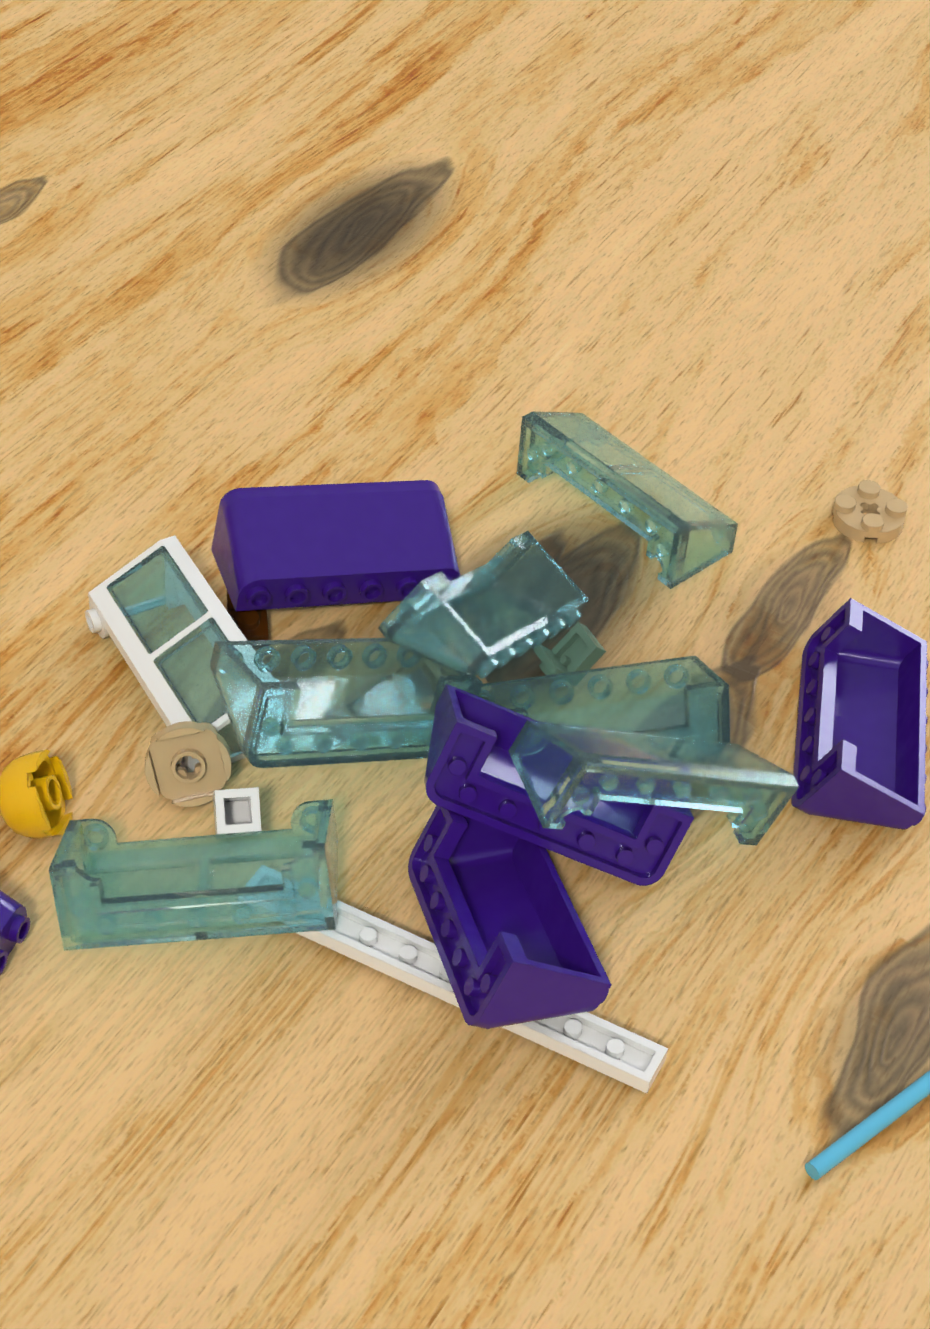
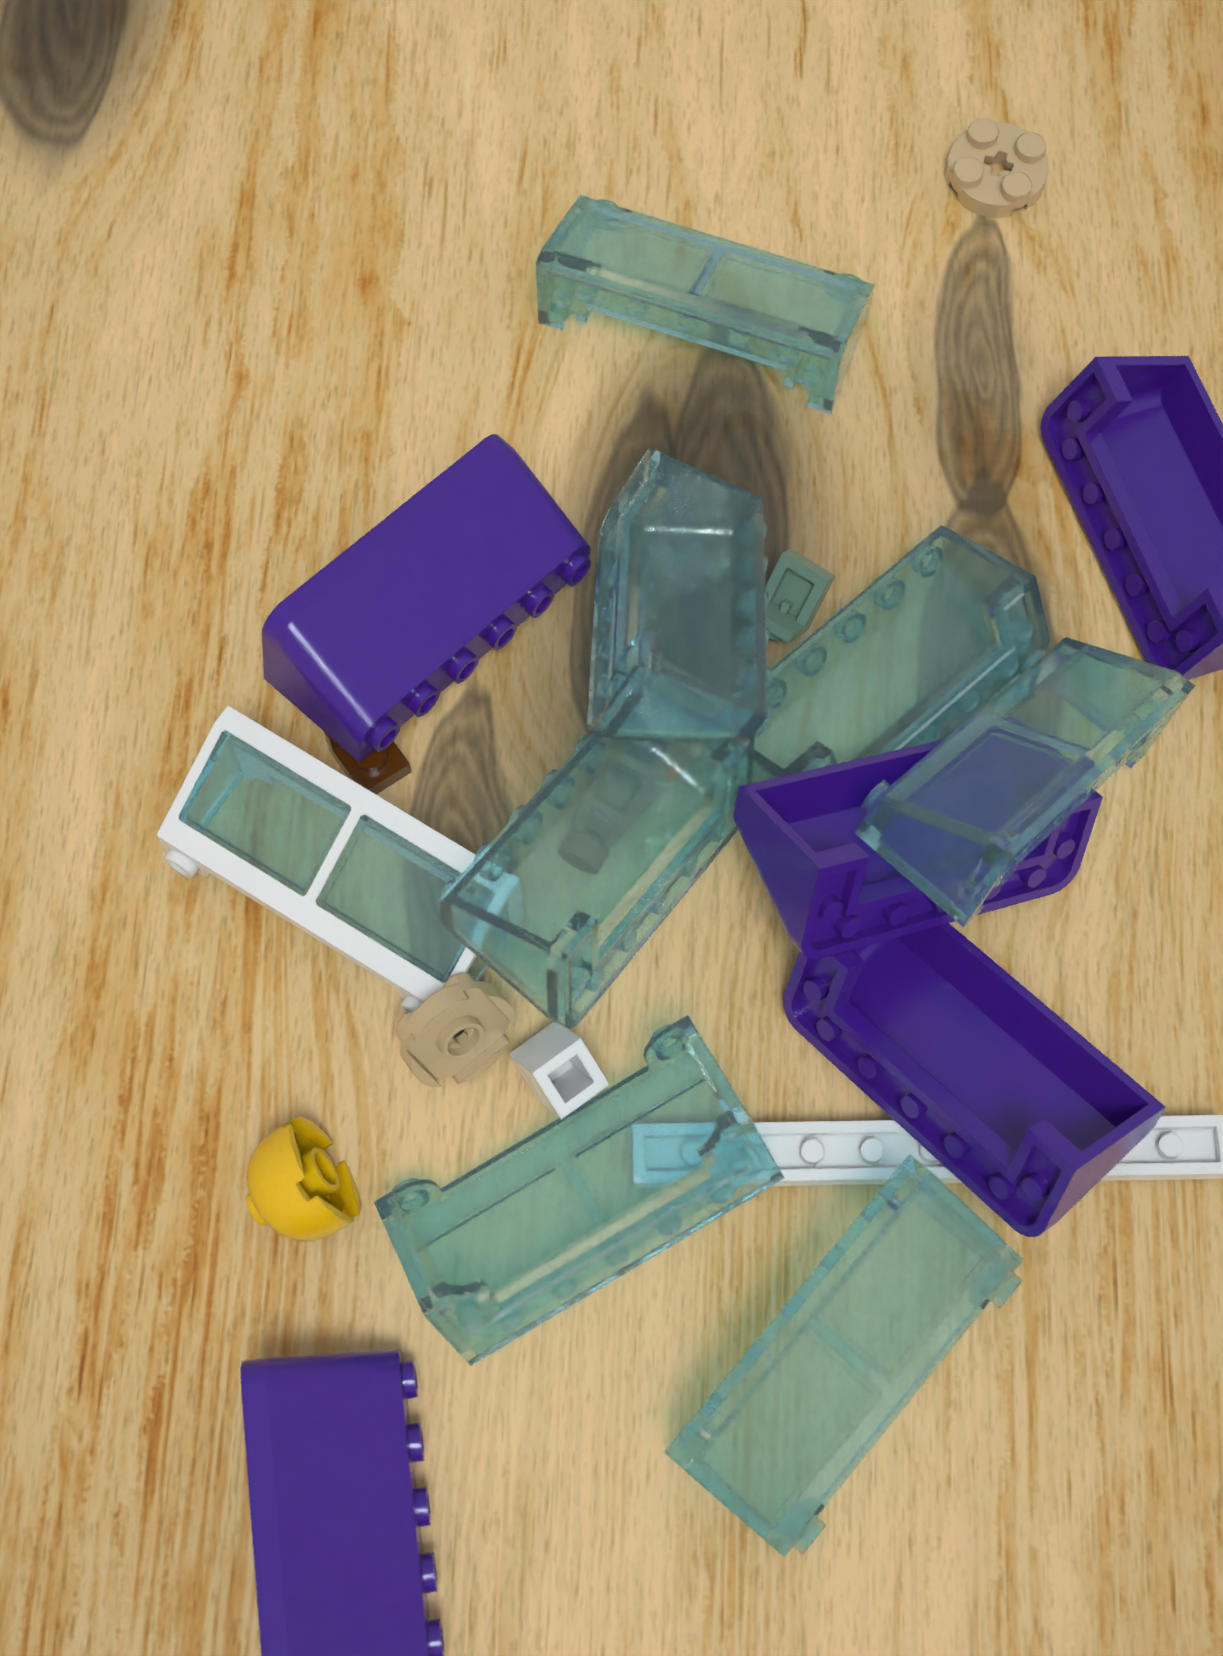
camera: 25 degrees left, 25 degrees up
(297, 1028) = (845, 1356): none -> clear light blue windscreen

